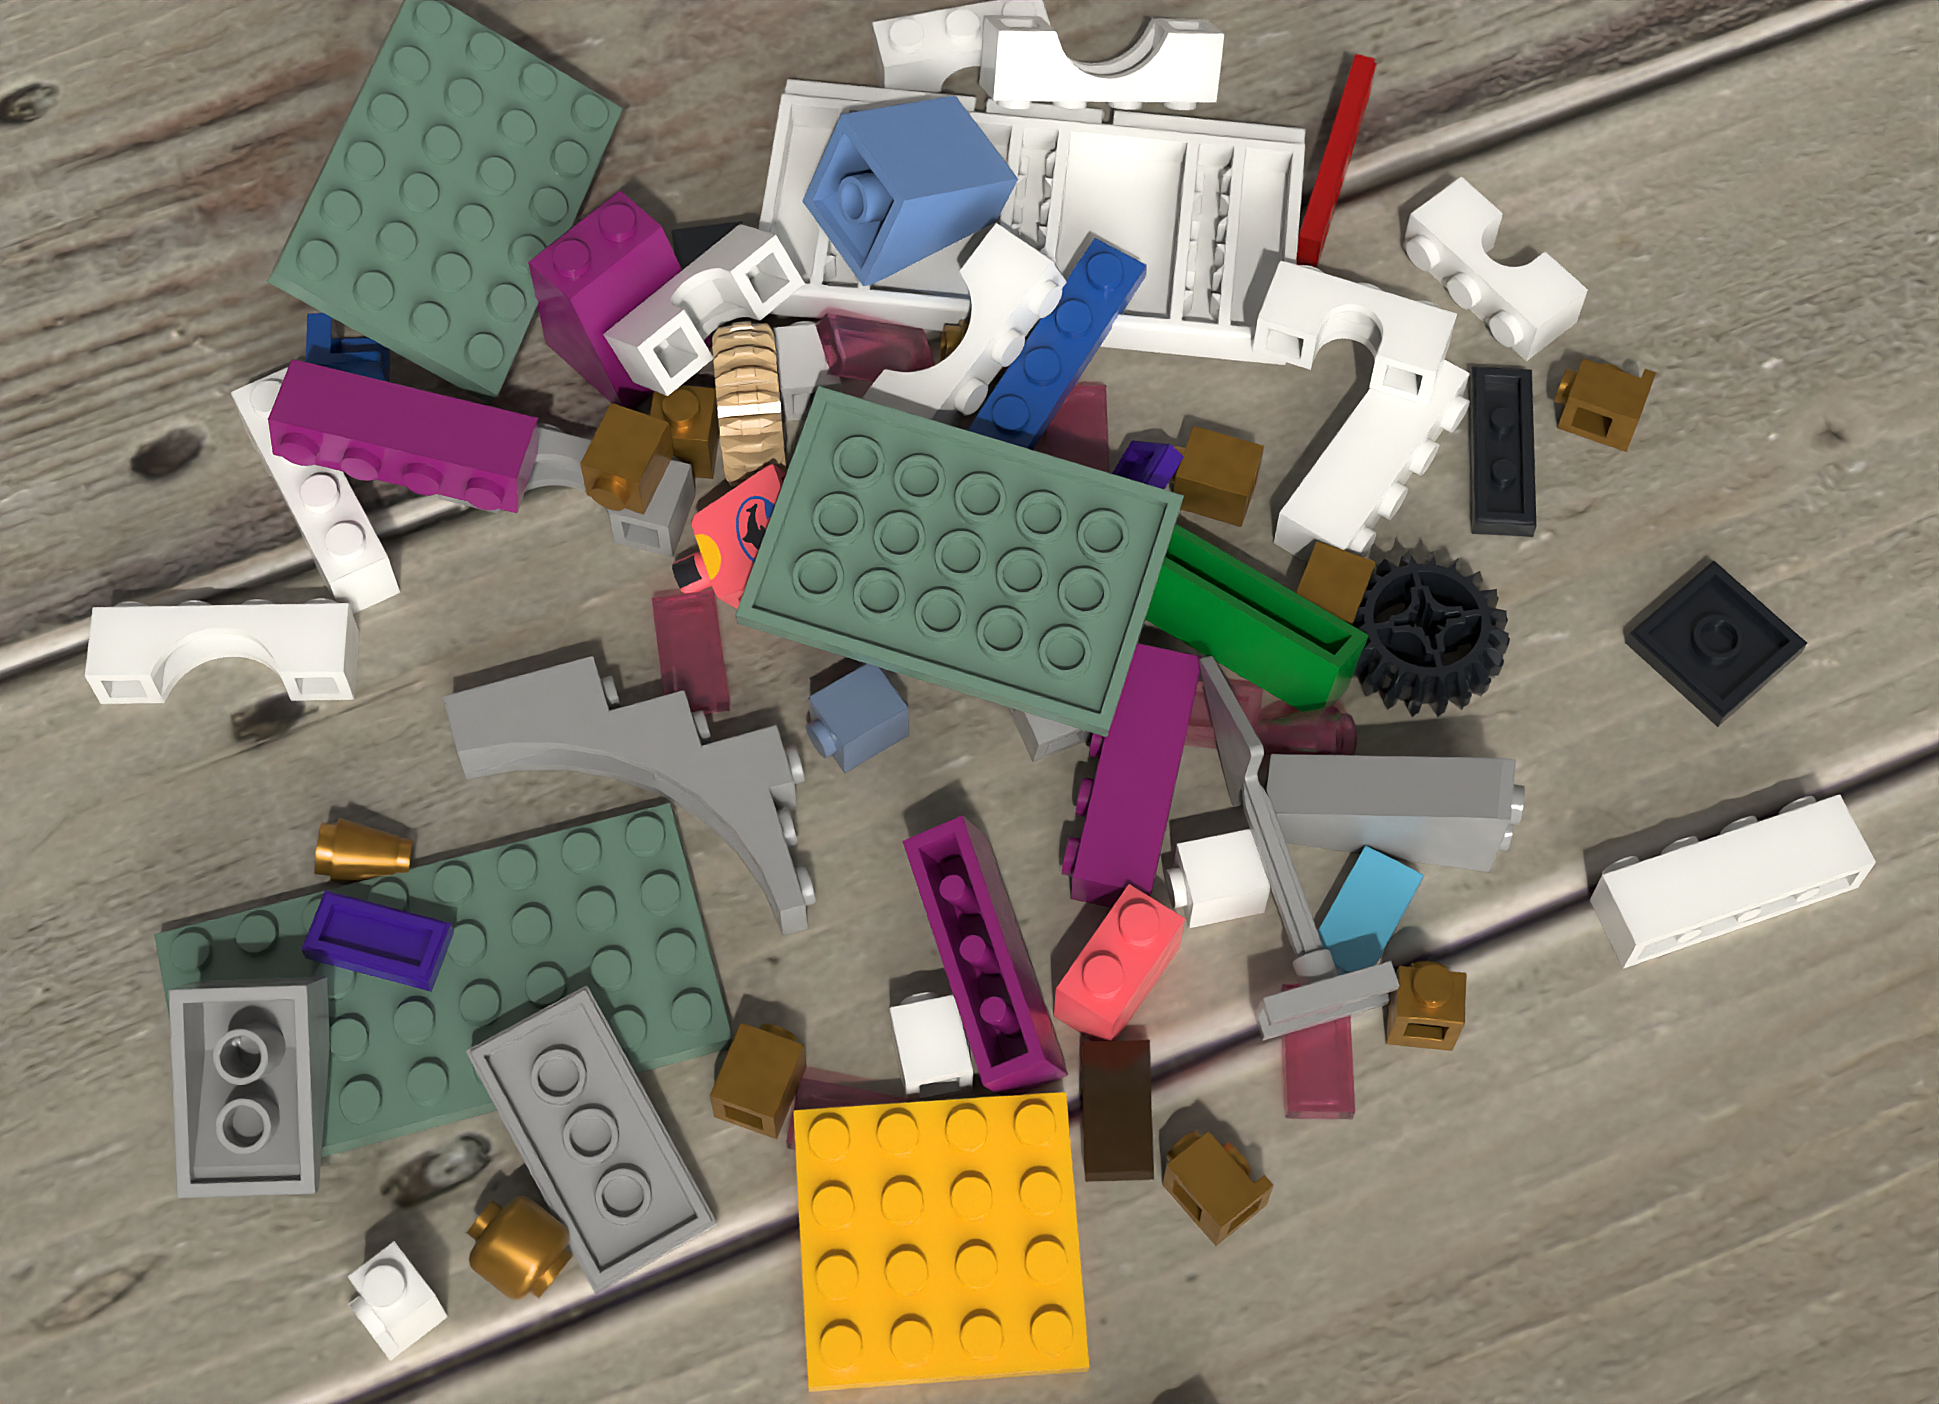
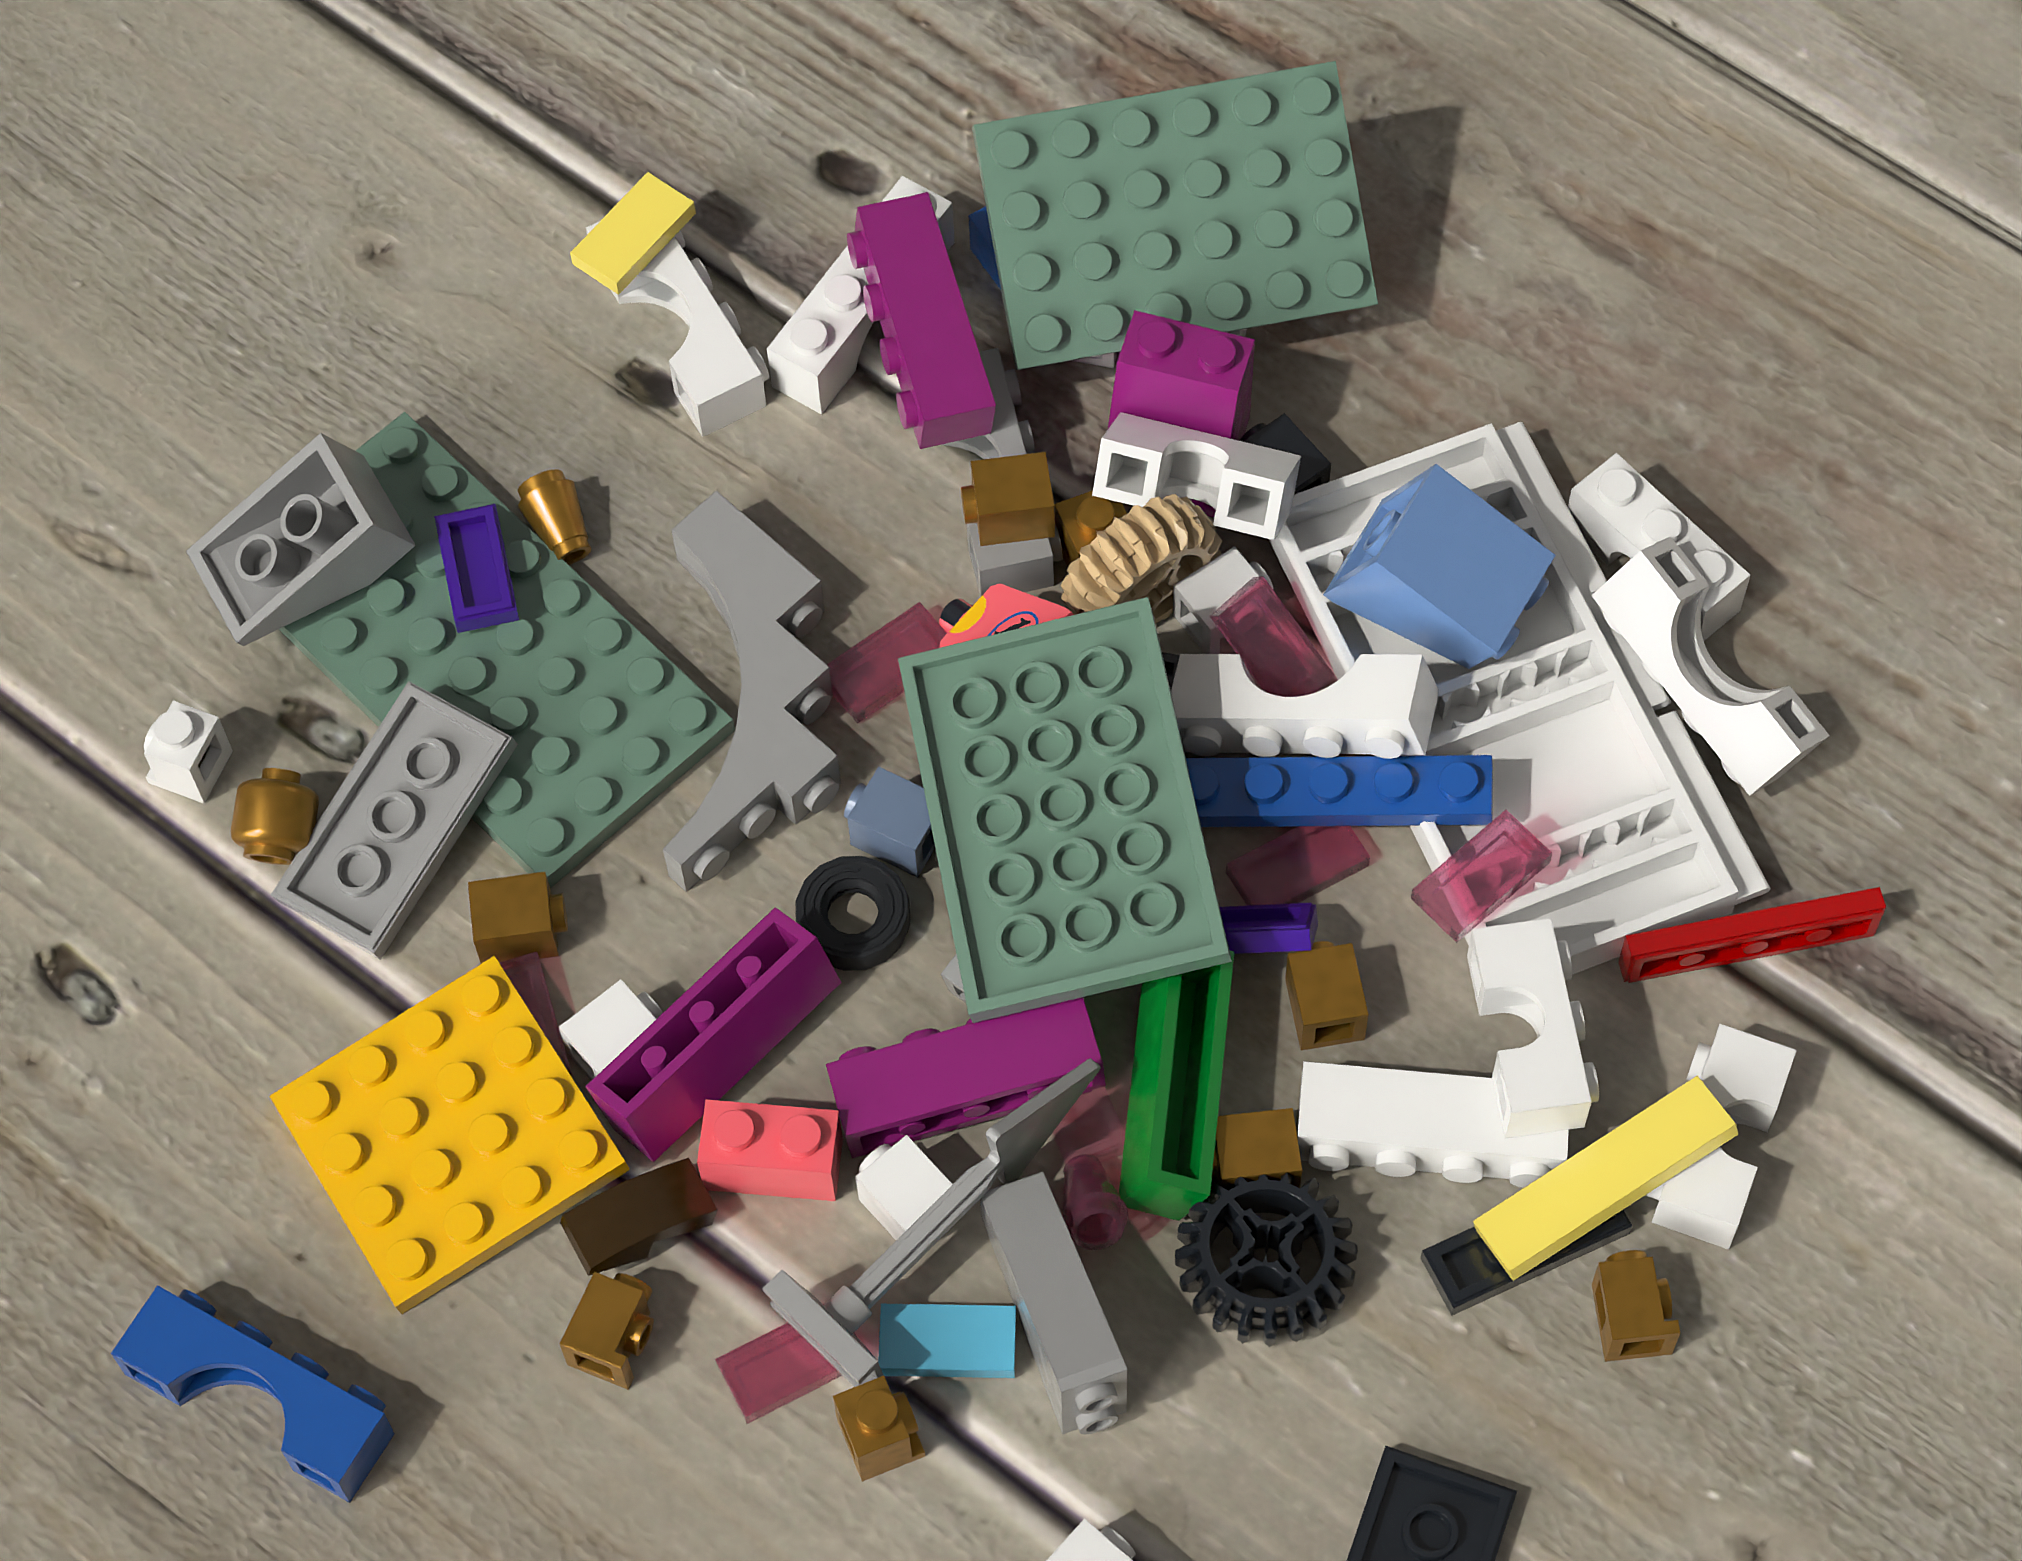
camera: 65 degrees right, 0 degrees up
(126, 635) = (633, 233): none -> light yellow tile
(908, 762) = (861, 876): none -> black tyre
(1193, 302) = (1481, 875): none -> clear pink tile
(1499, 356) = (1605, 1177): none -> light yellow tile

